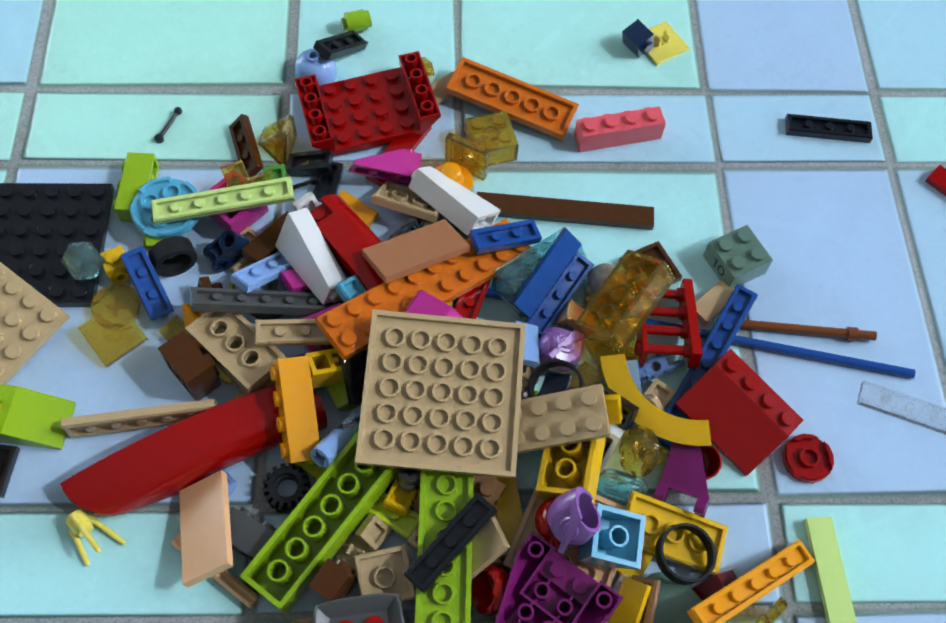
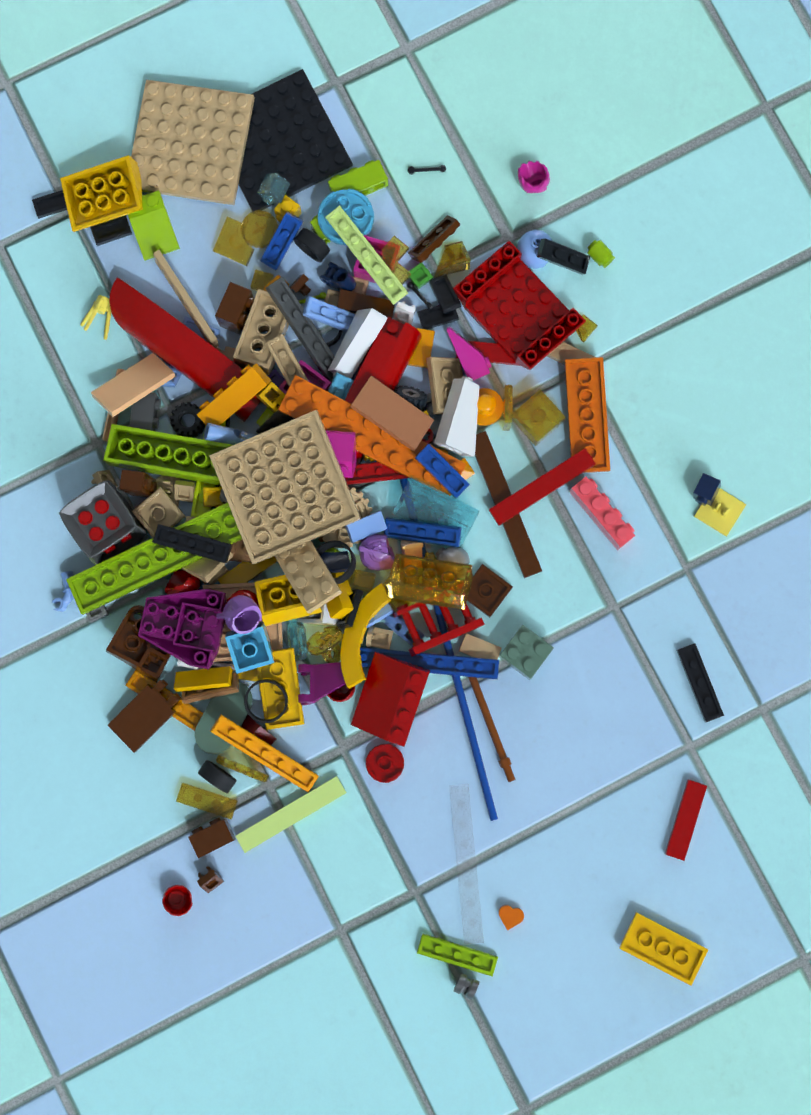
camera: 70 degrees right, 20 degrees up
(244, 36) = (533, 177): none -> dark pink hair
(293, 281) = (335, 338): dark pink tile -> none
(546, 273) = (429, 515): blue tile -> none
(566, 167) = (542, 487): none -> red tile

